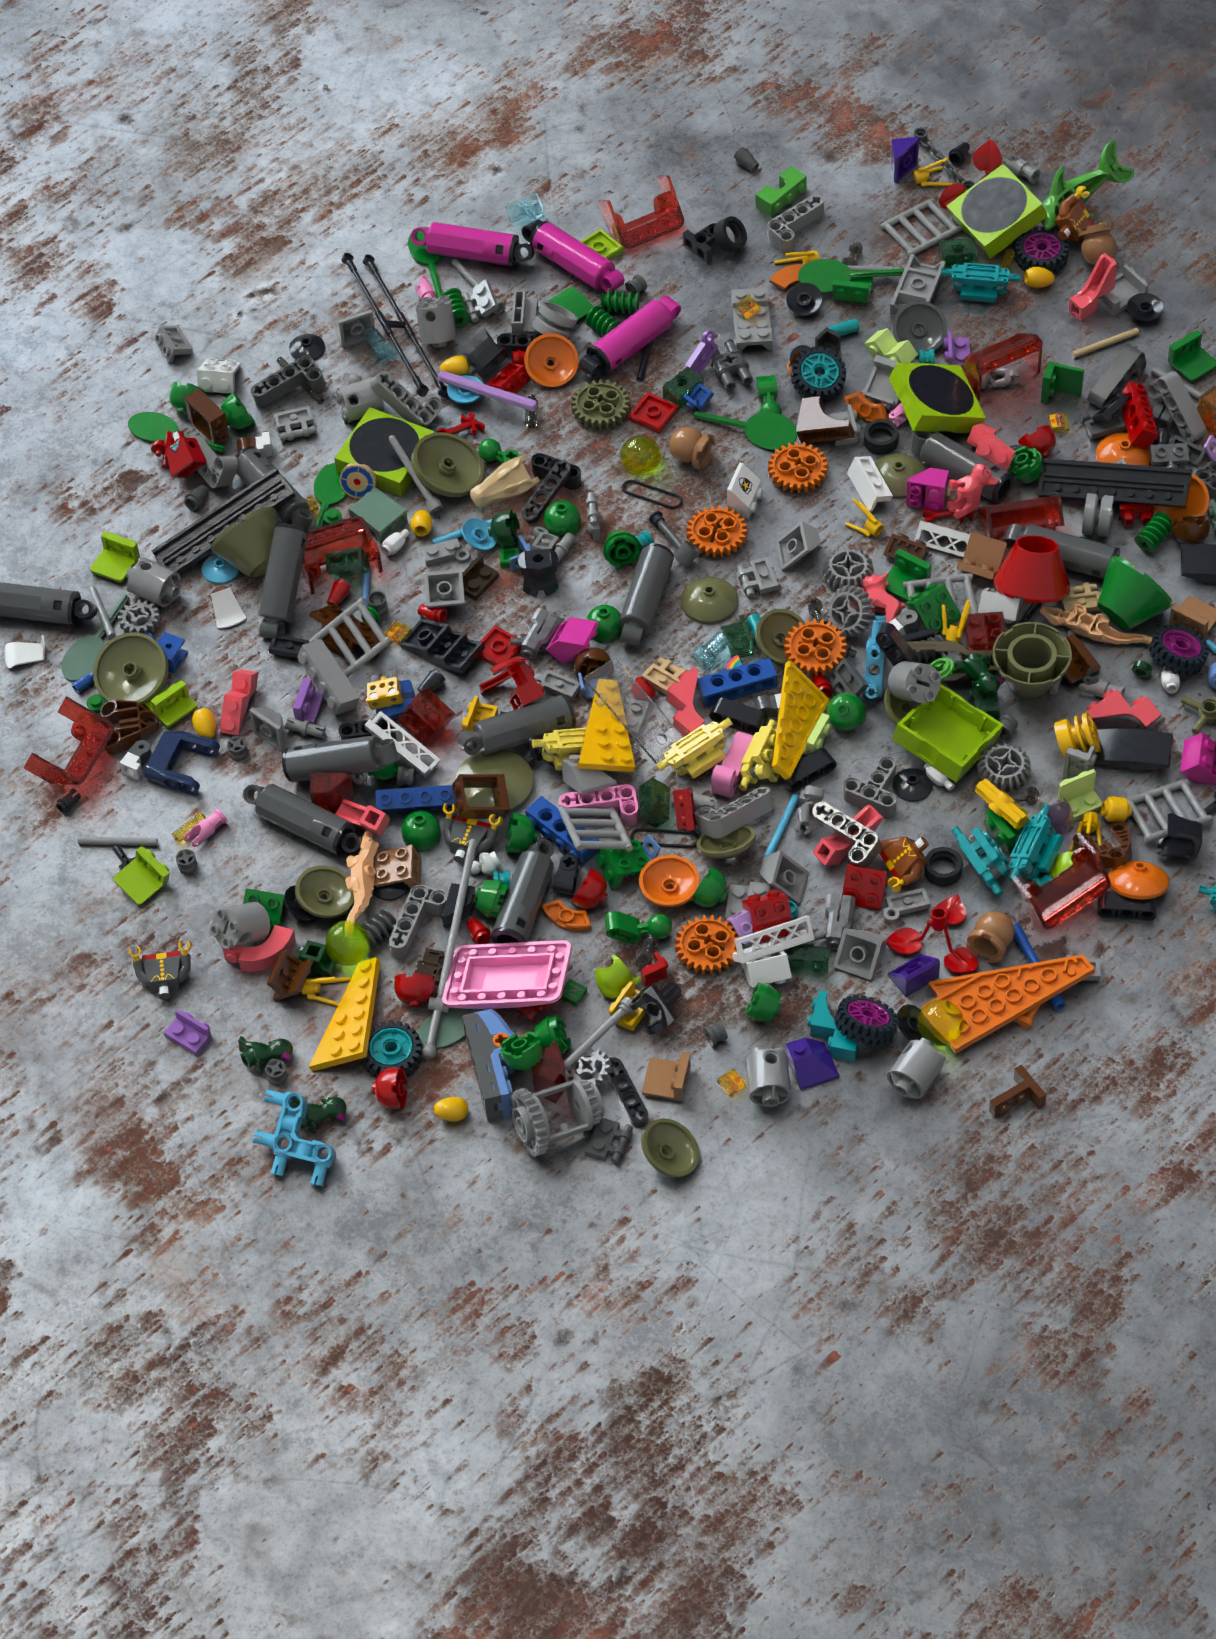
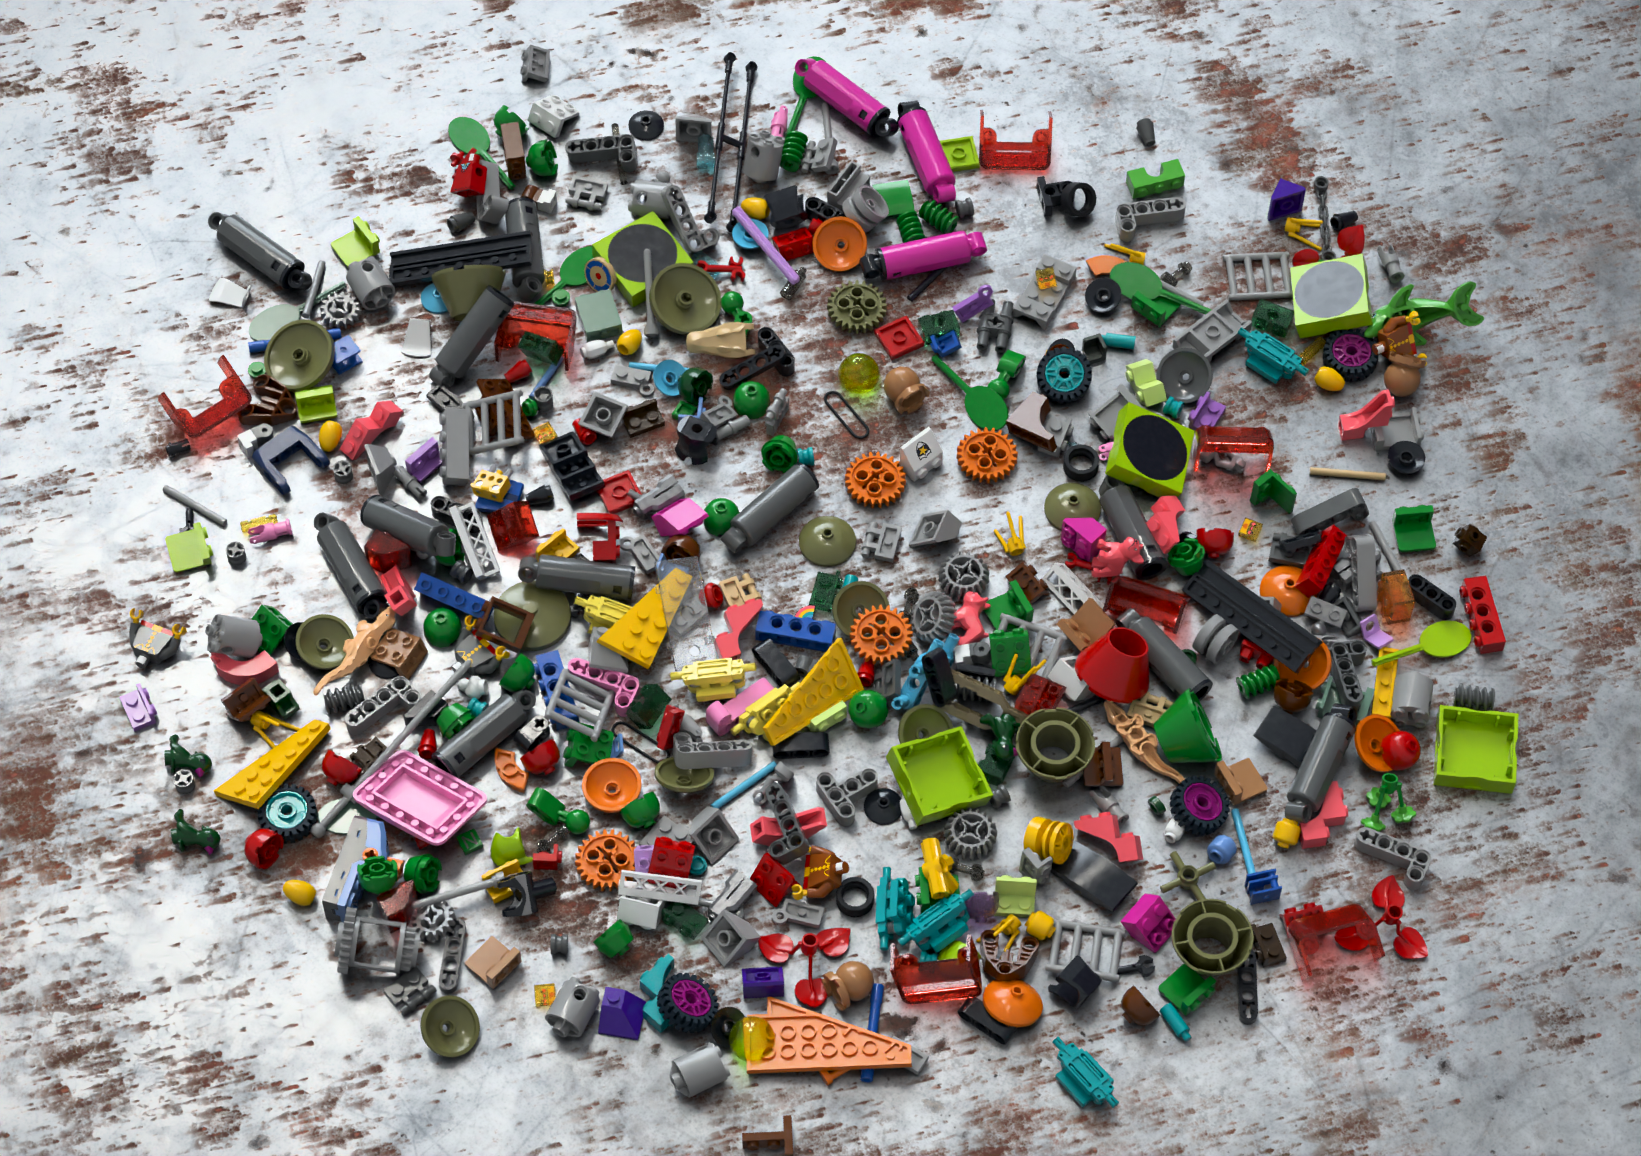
camera: 25 degrees right, 5 degrees up
(289, 1128) = (156, 838): medium azure pin -> none
(347, 943) = (311, 698): clear neon green piece -> none
(525, 207) = (917, 84): clear light blue bracket -> none
(686, 551) = (835, 485): dark grey piece -> none
(706, 654) = (788, 590): clear light blue piece -> none
(864, 408) = (1084, 428): orange tile -> none
(868, 482) = (1039, 501): white panel -> none
(914, 682) = (932, 715): light grey cylinder -> none
(944, 666) = (973, 709): bright green gear -> none

